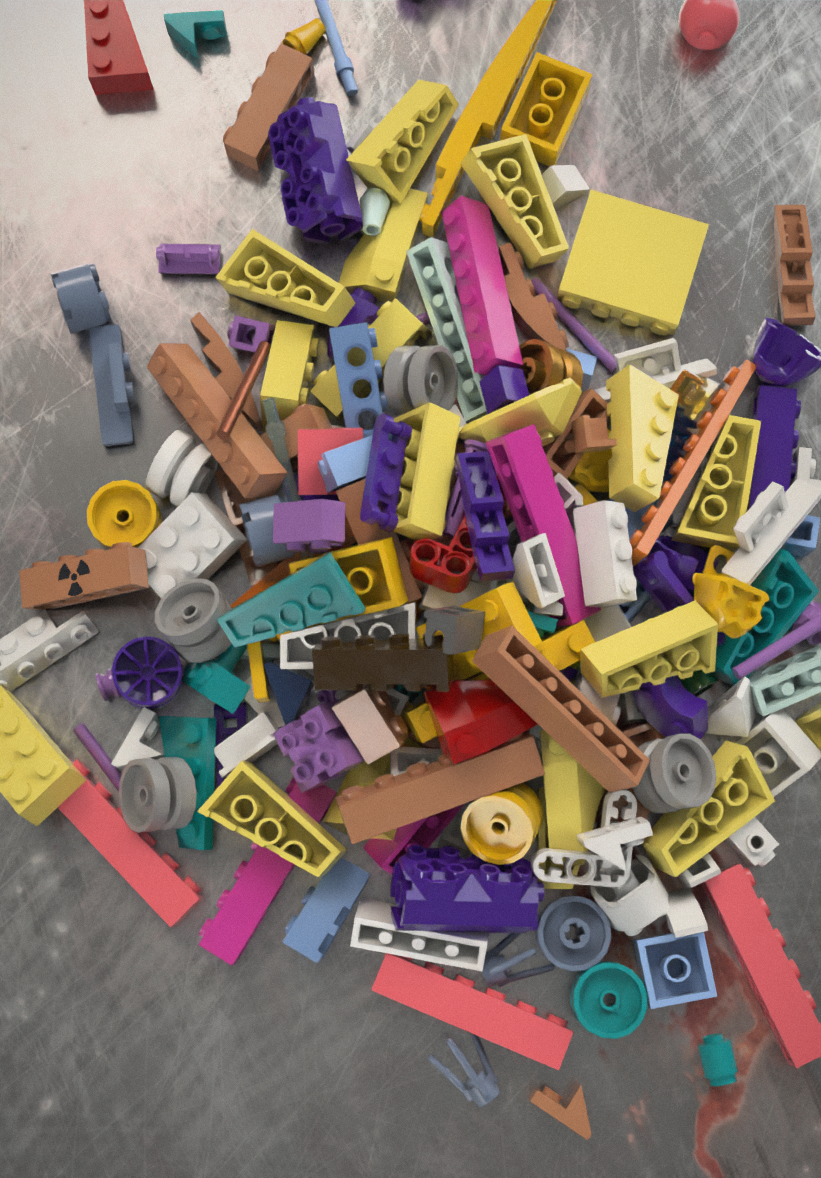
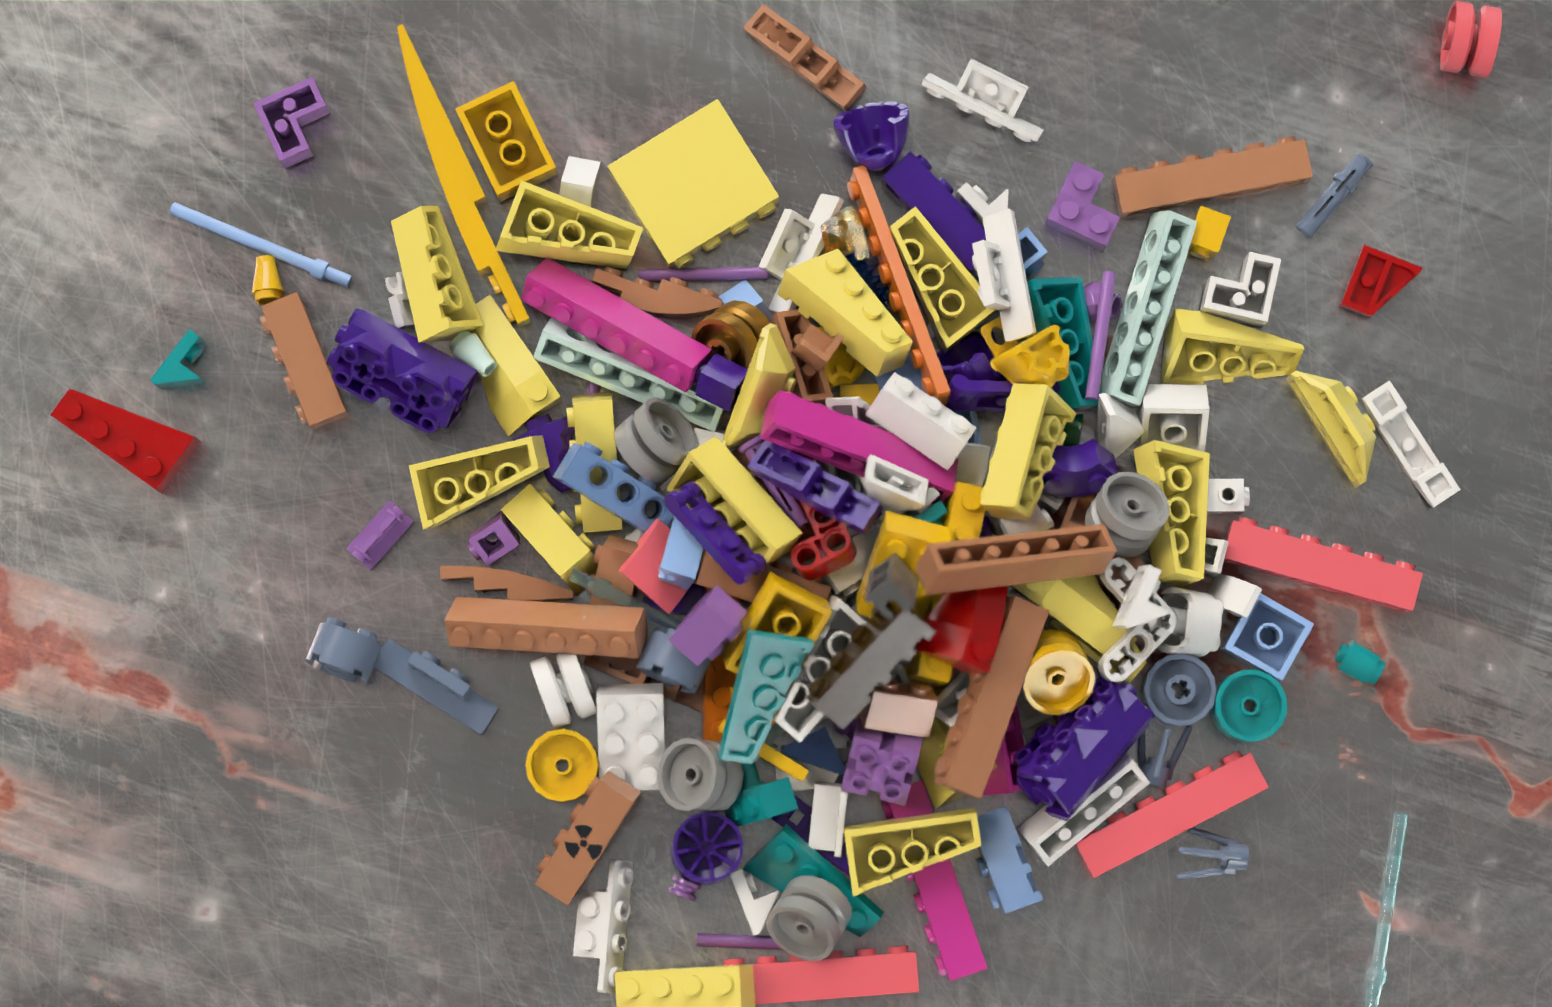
camera: 55 degrees left, 5 degrees up
(243, 390) = (546, 585): copper bar -> none
(571, 1114) = (1307, 805): nougat slope -> none

